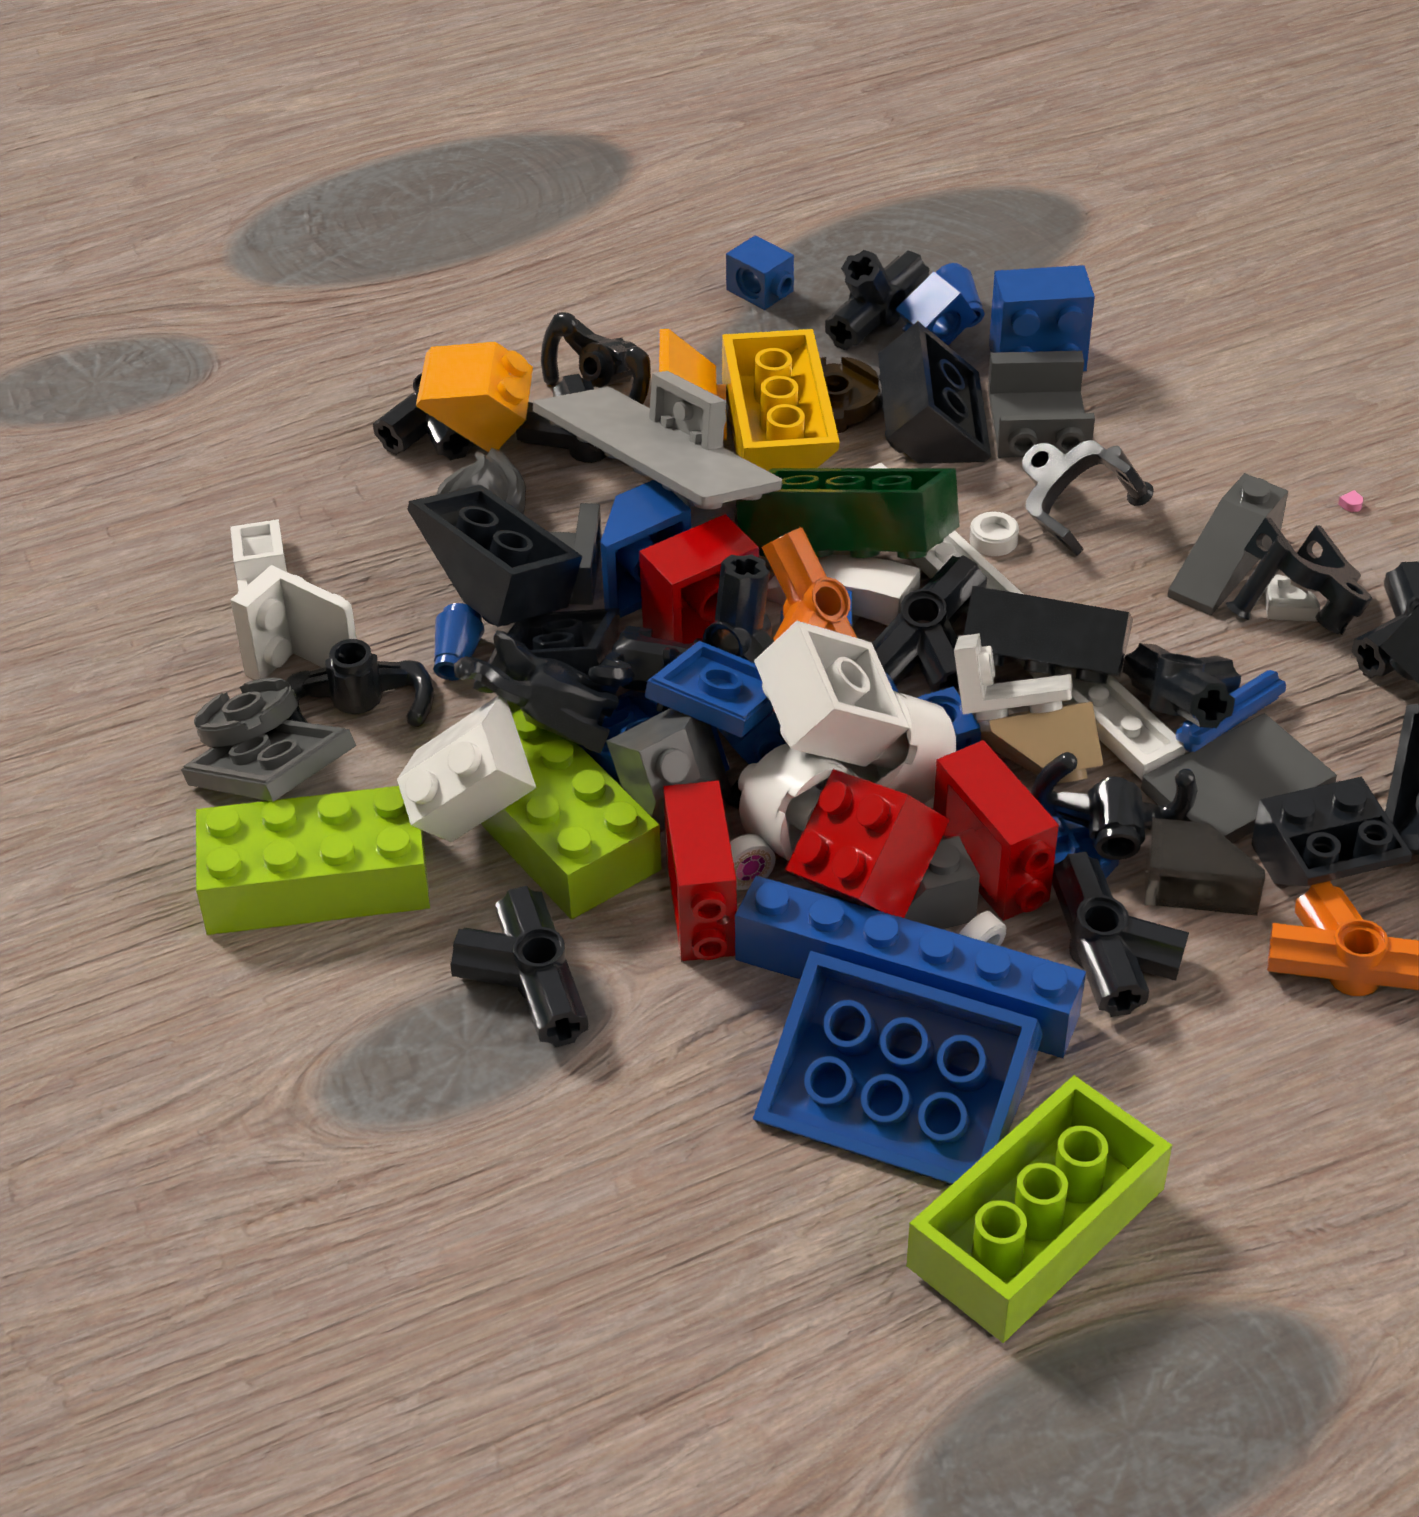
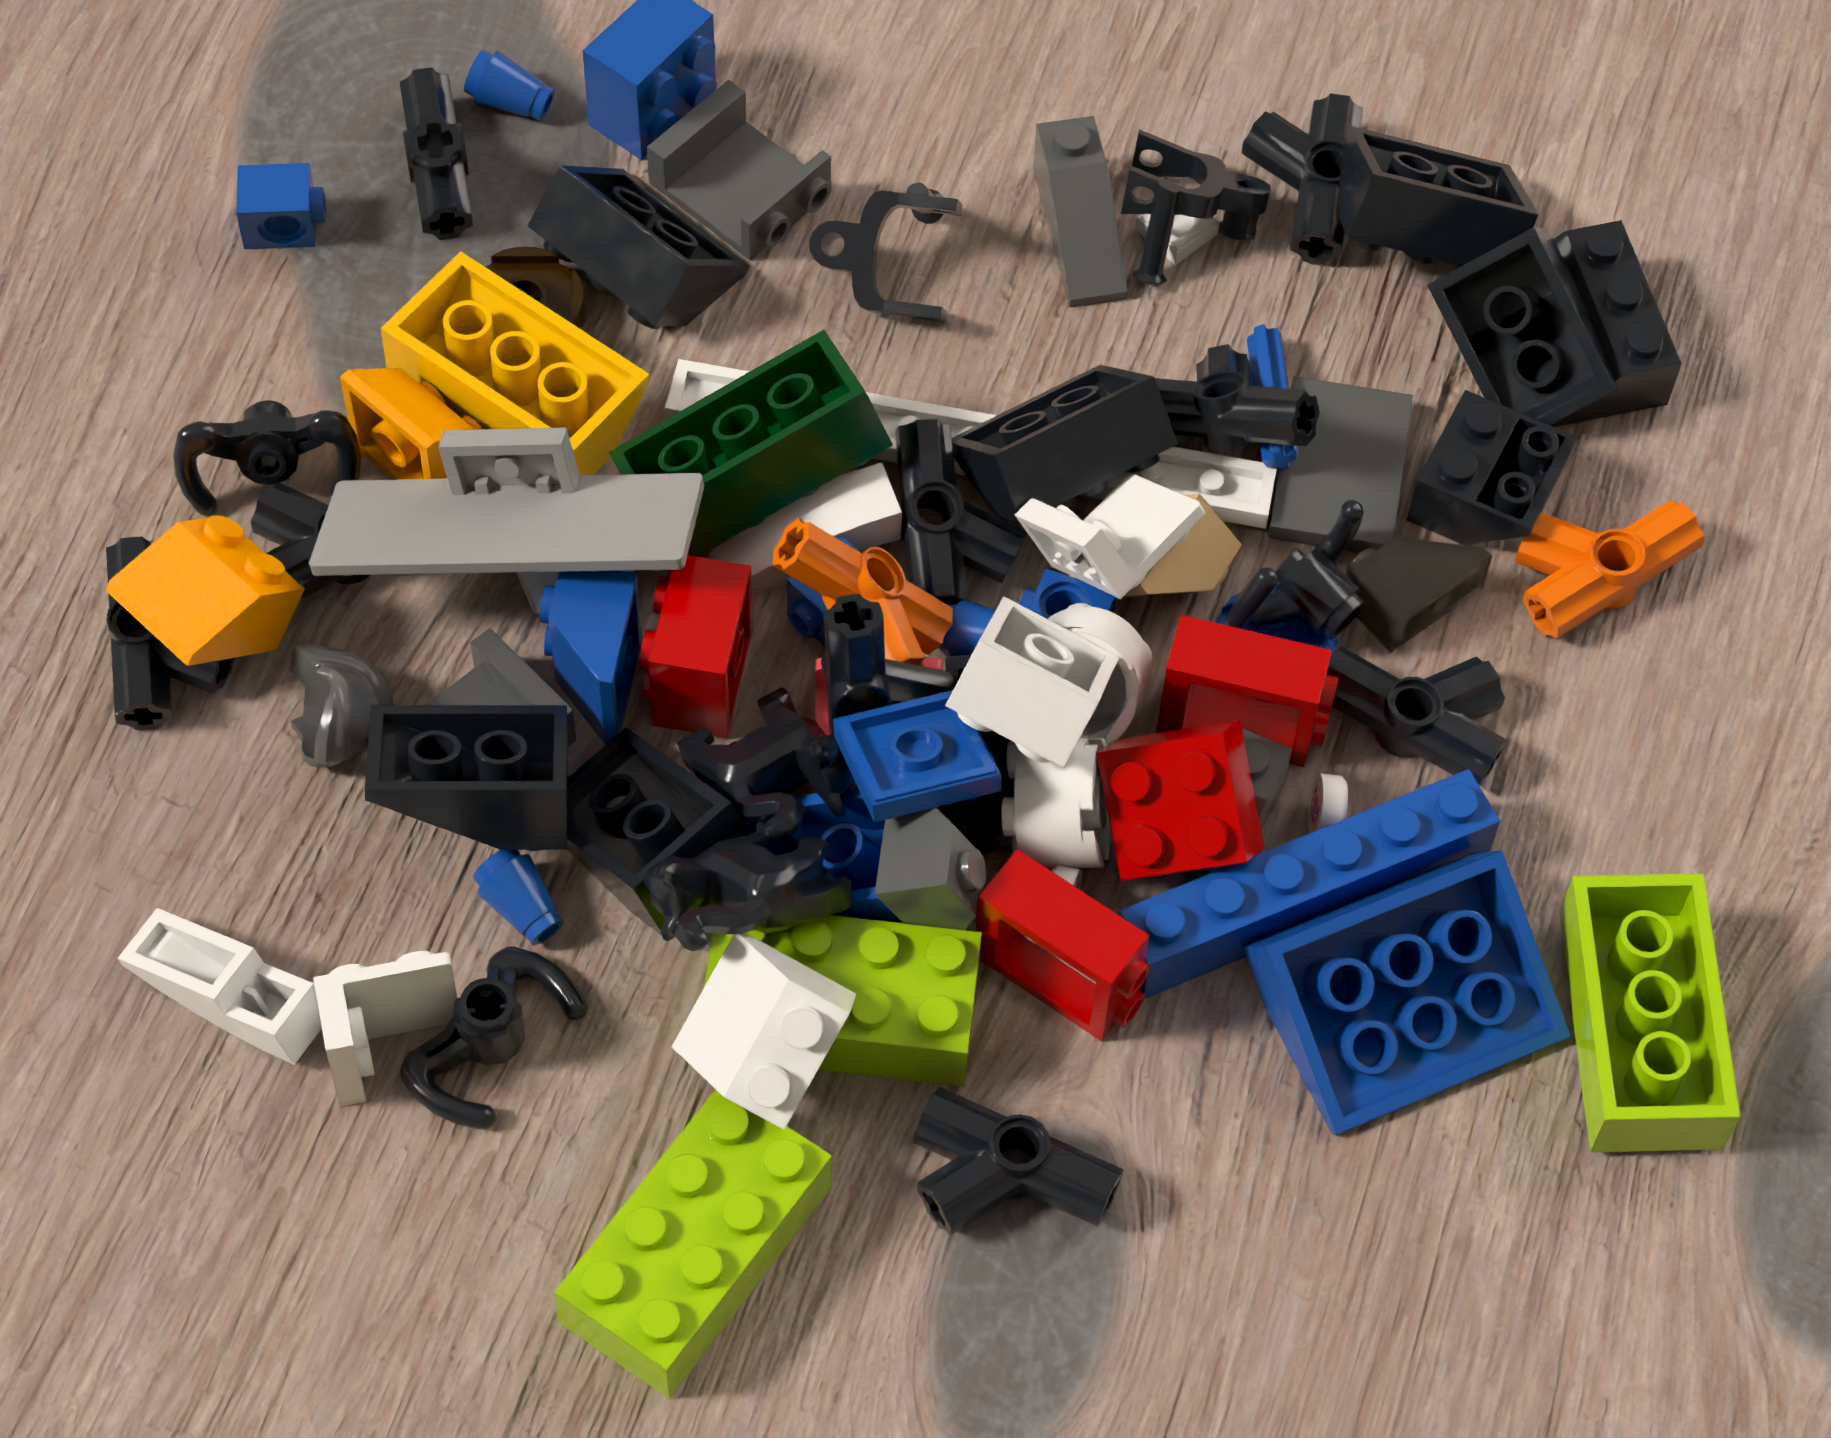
camera: 50 degrees left, 15 degrees up
(257, 710) = (428, 1149): dark grey tile -> none
(269, 763) = (531, 1178): dark grey tile -> none
(937, 308) = (526, 133): brick -> none
(994, 533) = (862, 352): white tile -> none
(1351, 501) = (1112, 72): bright pink piece -> none

